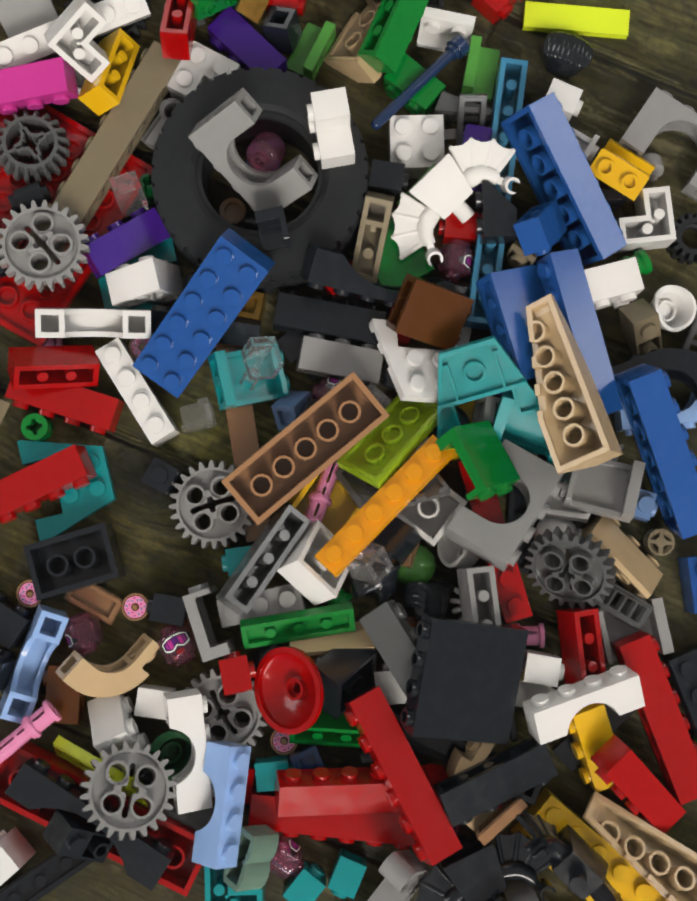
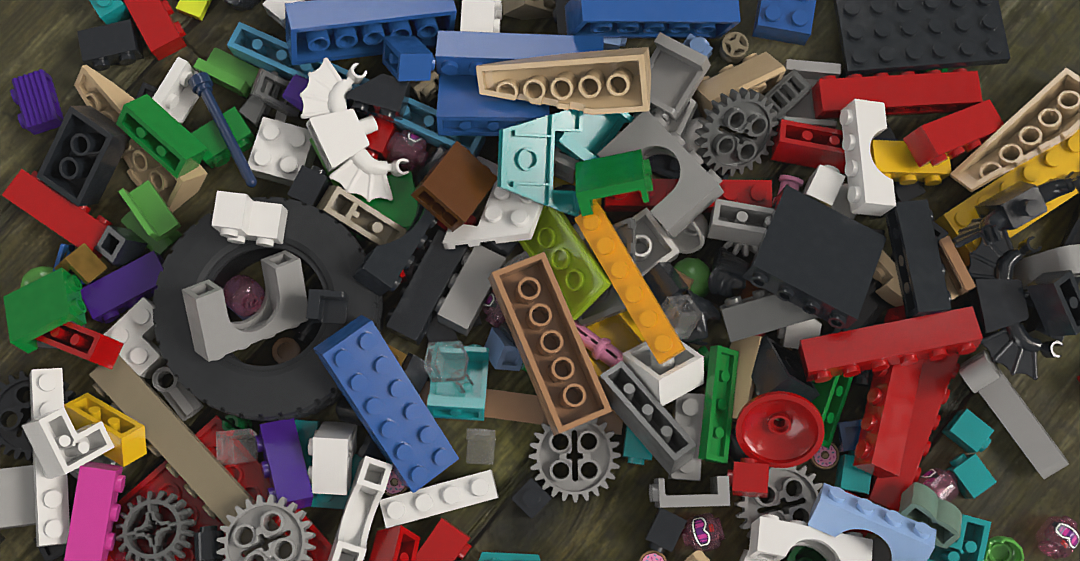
camera: 70 degrees left, 5 degrees down
(320, 41) = (151, 210): none -> bright green panel

